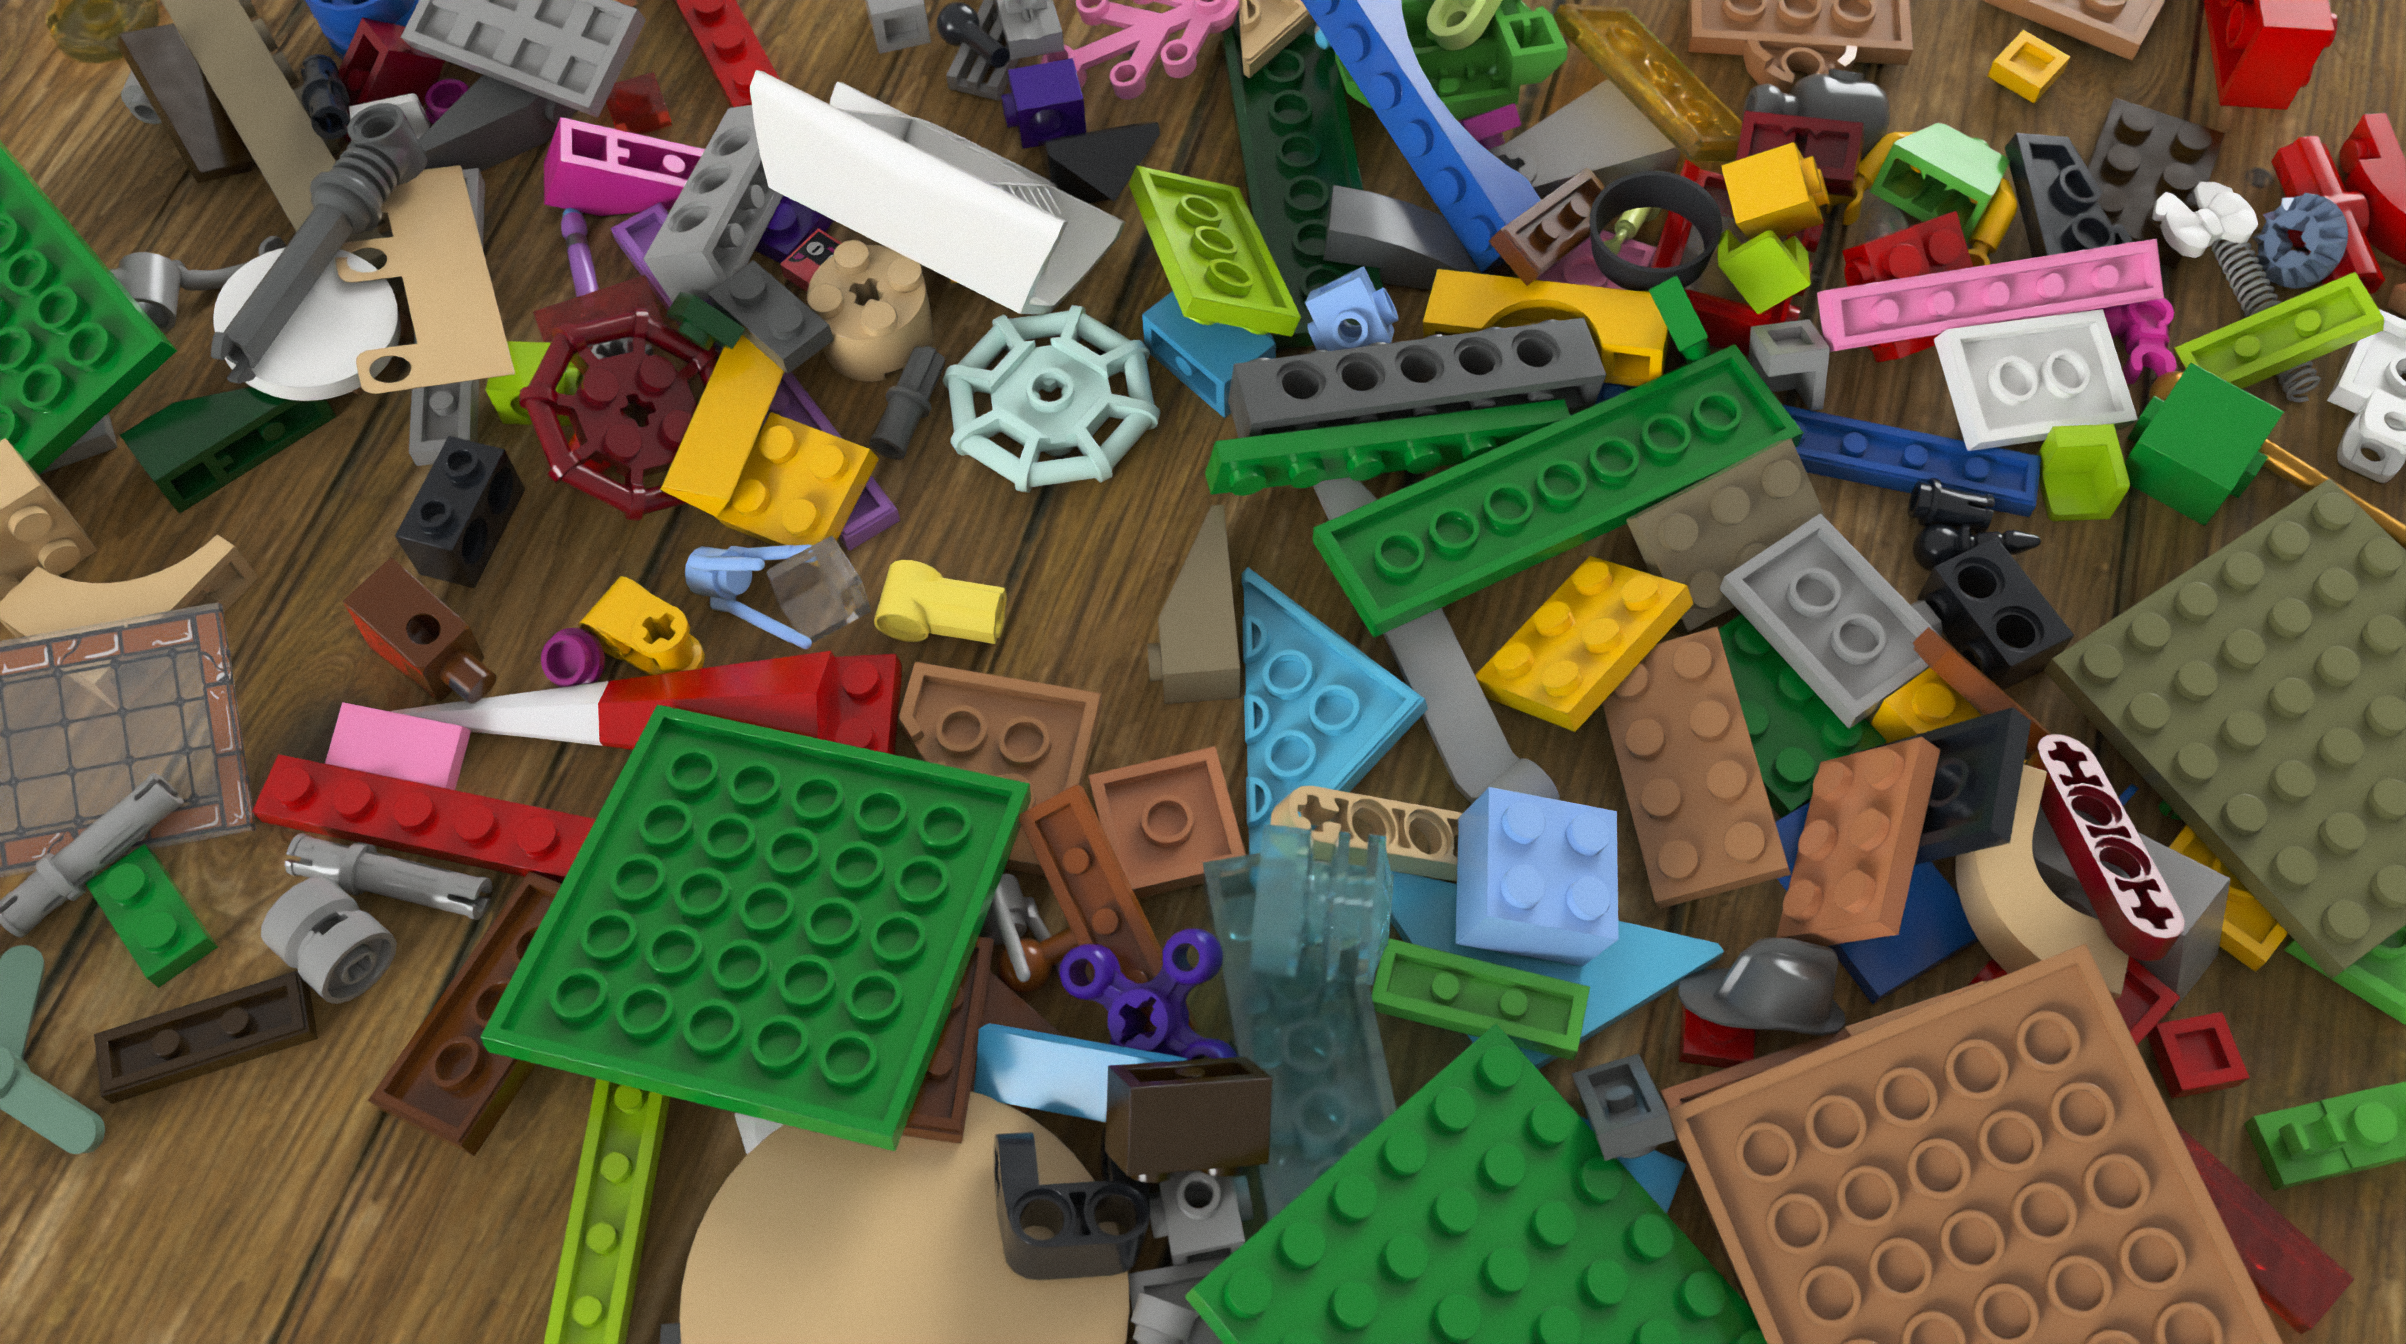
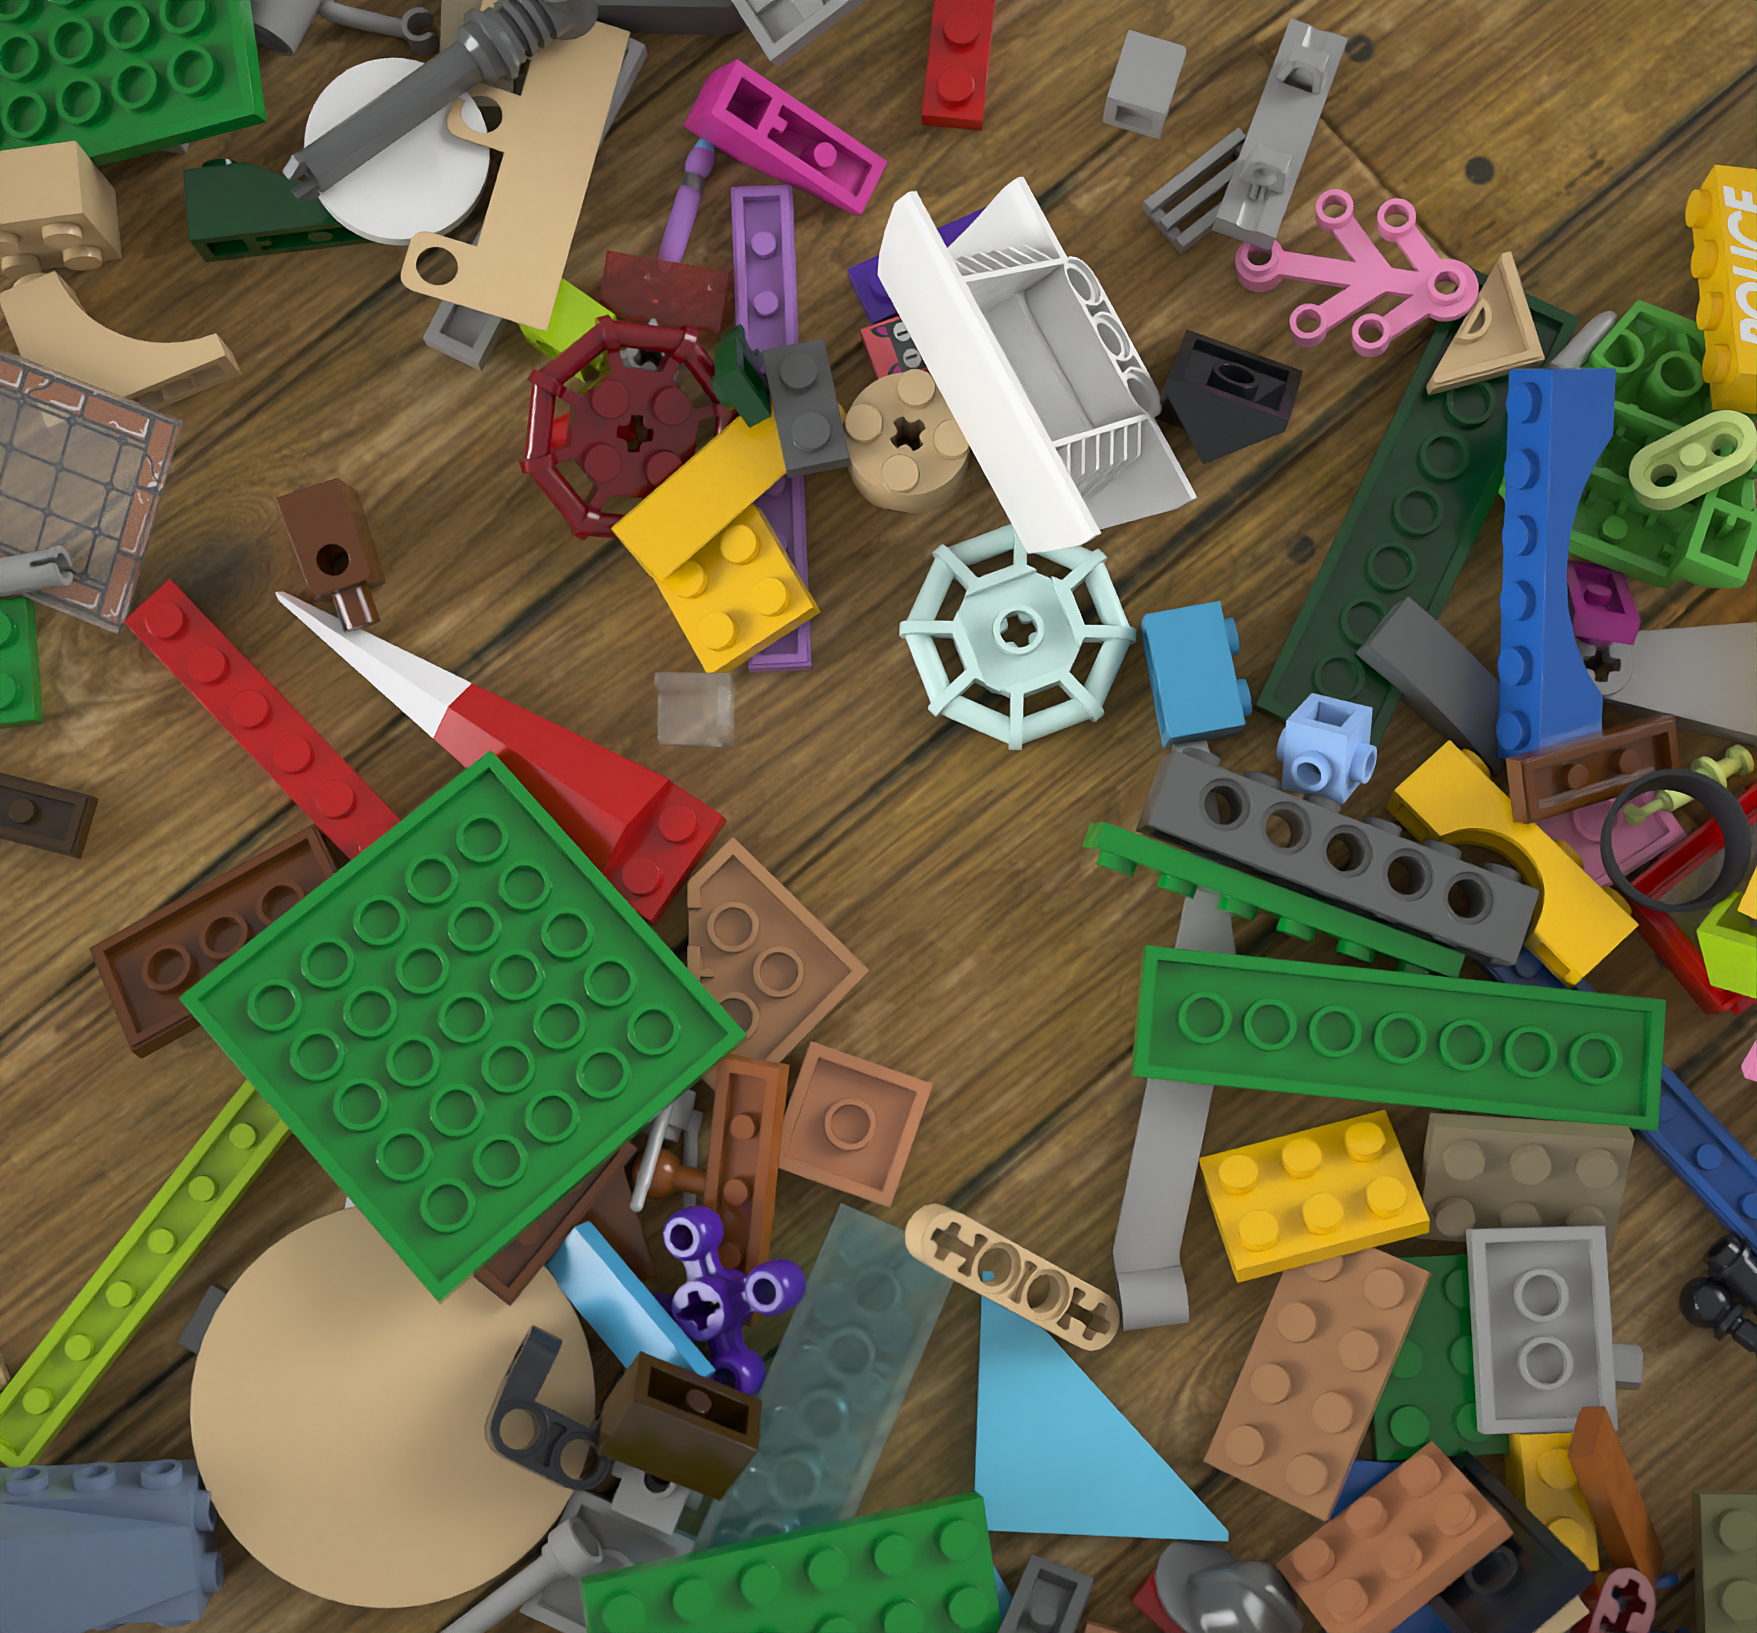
camera: 35 degrees right, 20 degrees up
(328, 939) = (118, 769): light grey wheel -> none
(363, 869) = (185, 737): light grey pin -> none
(398, 746) = (269, 633): bright pink tile -> none
(460, 512) = (435, 430): black brick -> none
(573, 658) = (453, 641): magenta plate -> none
(638, 105) = (837, 53): clear red plate -> none
(643, 630) = (523, 647): yellow piece -> none
(716, 214) = (835, 244): light grey brick -> none
(729, 573) = (624, 644): light blue plant -> none
(908, 402) = (888, 557): dark grey axle -> none
(923, 602) = (777, 780): light yellow piece -> none
(960, 24) = (1191, 151): black bar -> none
(1044, 102) = (1214, 297): dark purple brick -> none
(1198, 624) = (995, 957): dark tan slope -> none
(1213, 253) = (1251, 590): lime plate -> none
(1310, 705) = (1037, 1105): medium azure tile -> none
(1319, 904) = (894, 1330): clear light blue wheel -> none
(1476, 994) = (993, 1456): bright green plate -> none
(1537, 877) = (1105, 1397): light blue brick -> none
(1681, 320) = (1621, 964): green piece -> none
(1791, 358) = (1710, 1042): light grey panel -> none
(2004, 609) = (1712, 1406): black brick -> none

